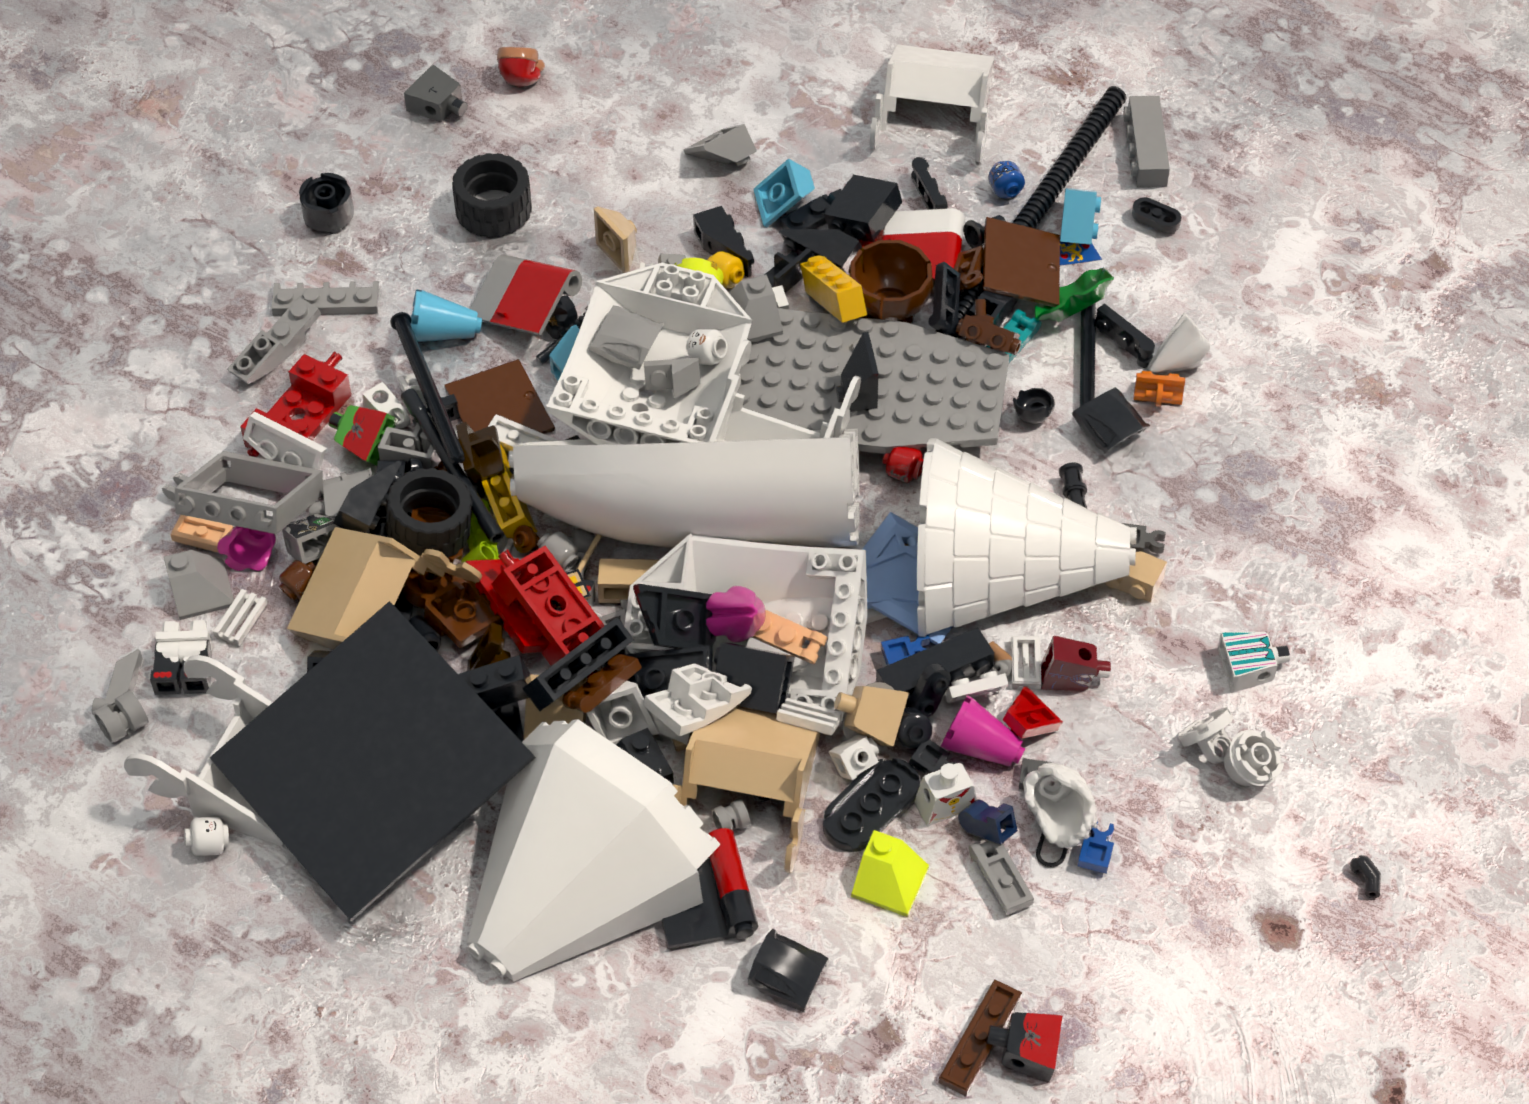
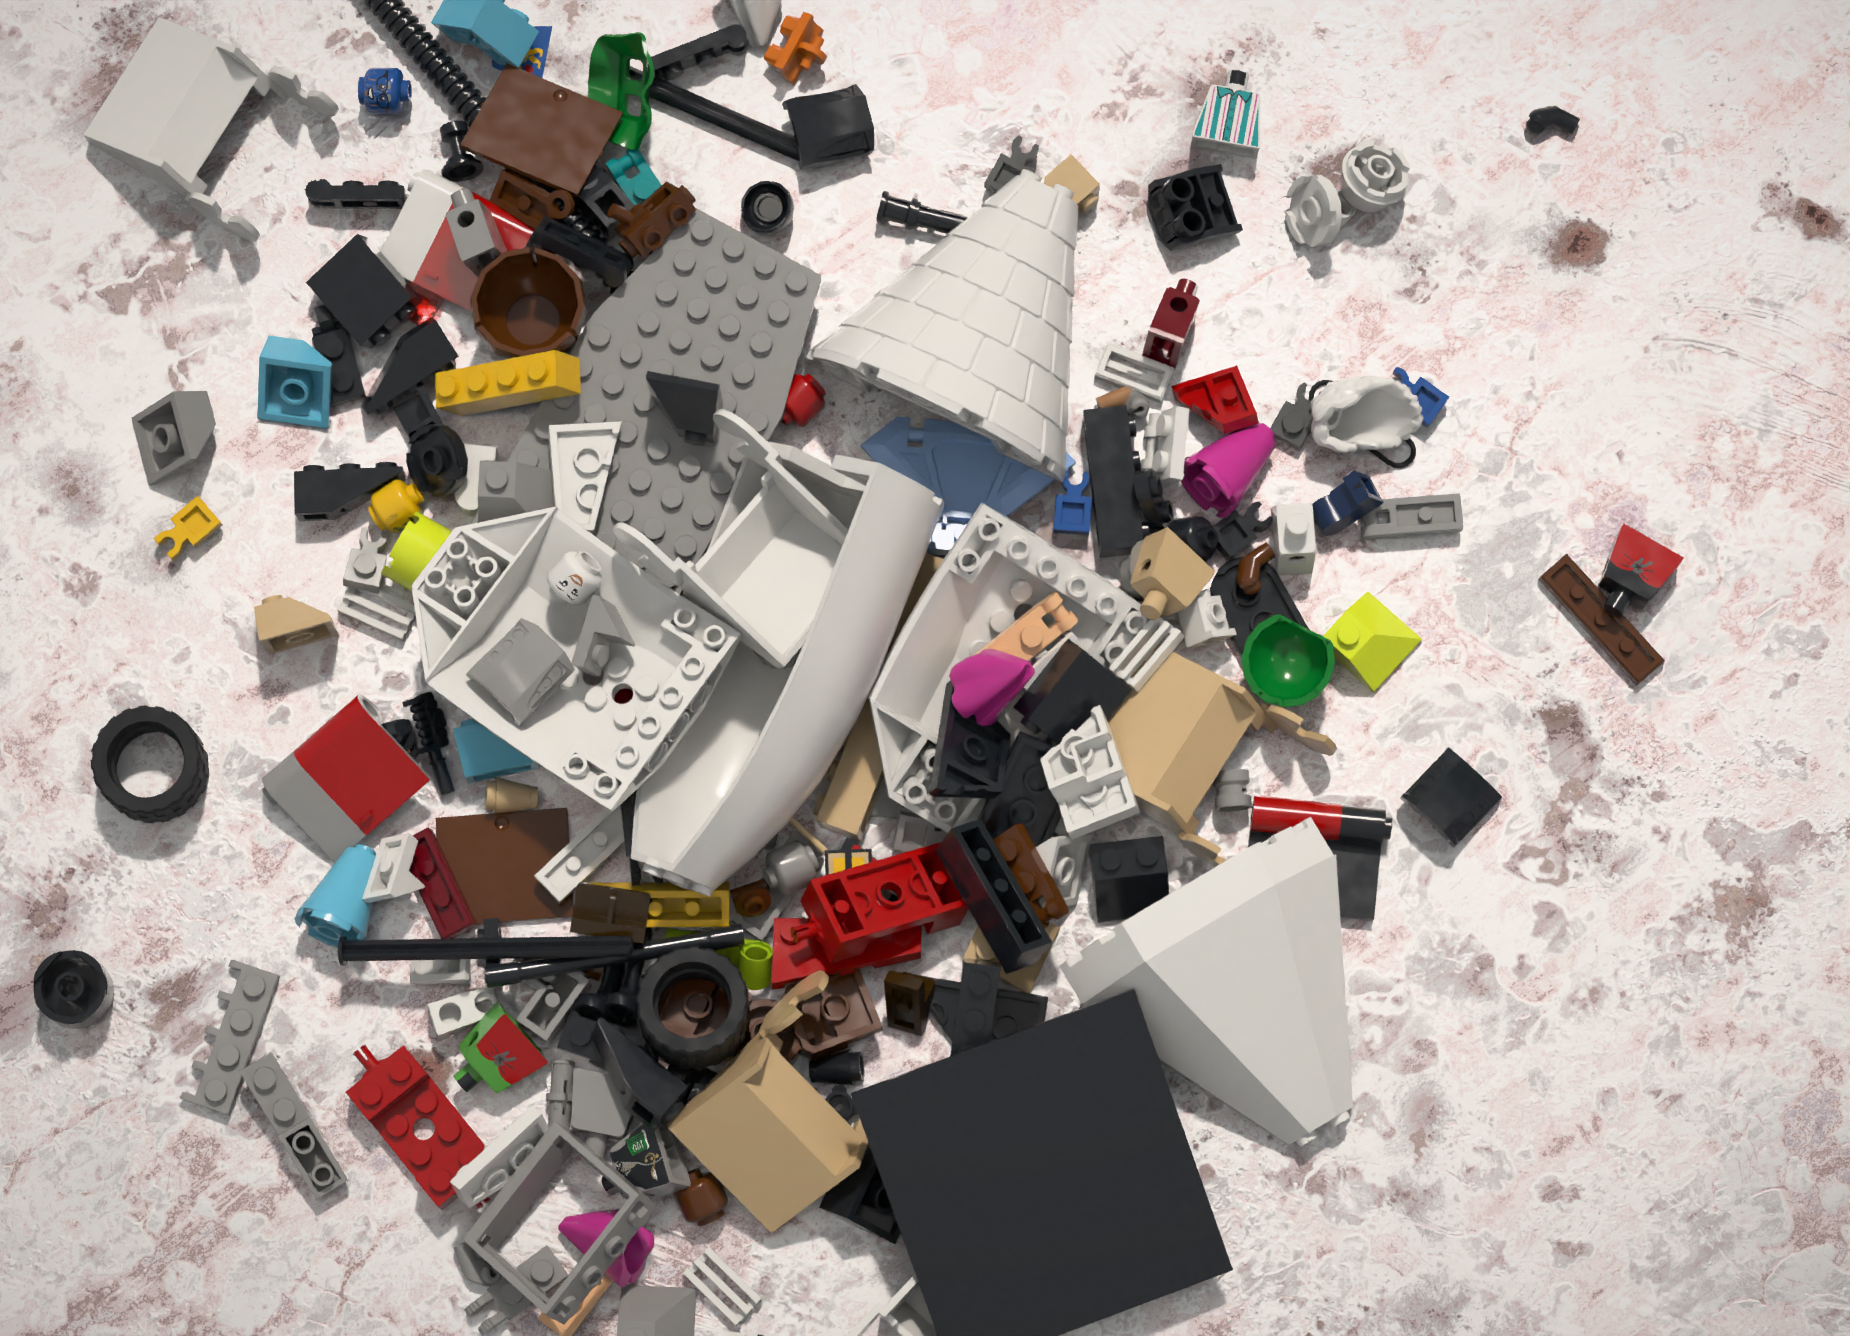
camera: 70 degrees left, 25 degrees up
(461, 335) = (391, 868): none -> white slope
(472, 370) = (441, 891): none -> dark red tile
(545, 384) = (509, 796): none -> tan cone
(662, 175) = (192, 524): none -> yellow plate
(773, 270) = (437, 460): none -> black tile
(790, 340) = (580, 467): none -> white wing
(842, 810) = (1287, 662): none -> green cylinder
(907, 772) = (1249, 568): none -> reddish brown arm
(930, 235) = (474, 231): none -> light grey torso
(1171, 657) = (1191, 207): none -> black slope

